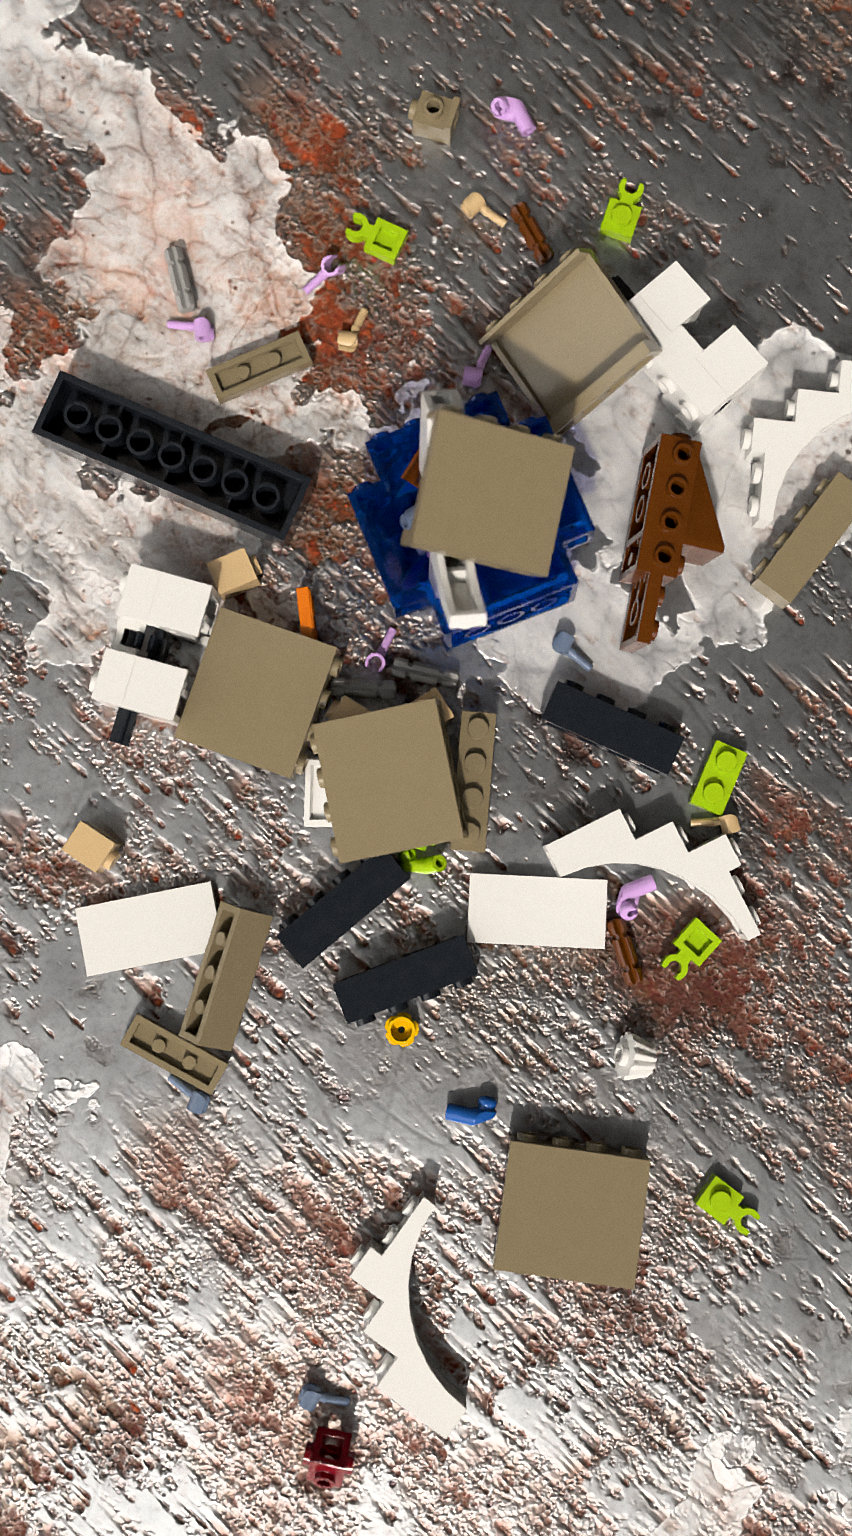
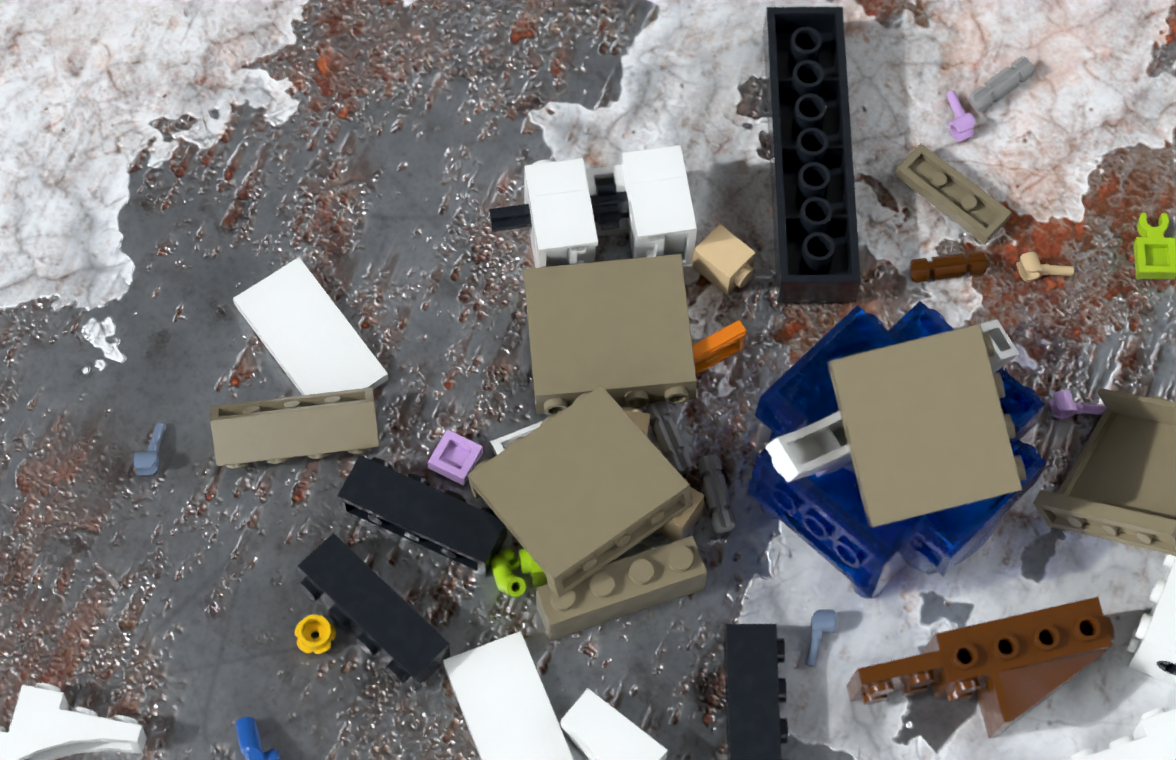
camera: 65 degrees right, 20 degrees down
(92, 847) = (370, 245): tan brick -> none
(174, 1053) = (188, 416): dark tan plate -> none
(305, 859) = (455, 457): none -> lavender plate
(318, 403) = (948, 266): none -> reddish brown axle
(324, 273) = (1092, 215): lavender hand -> none
(382, 650) = (715, 440): lavender hand -> none

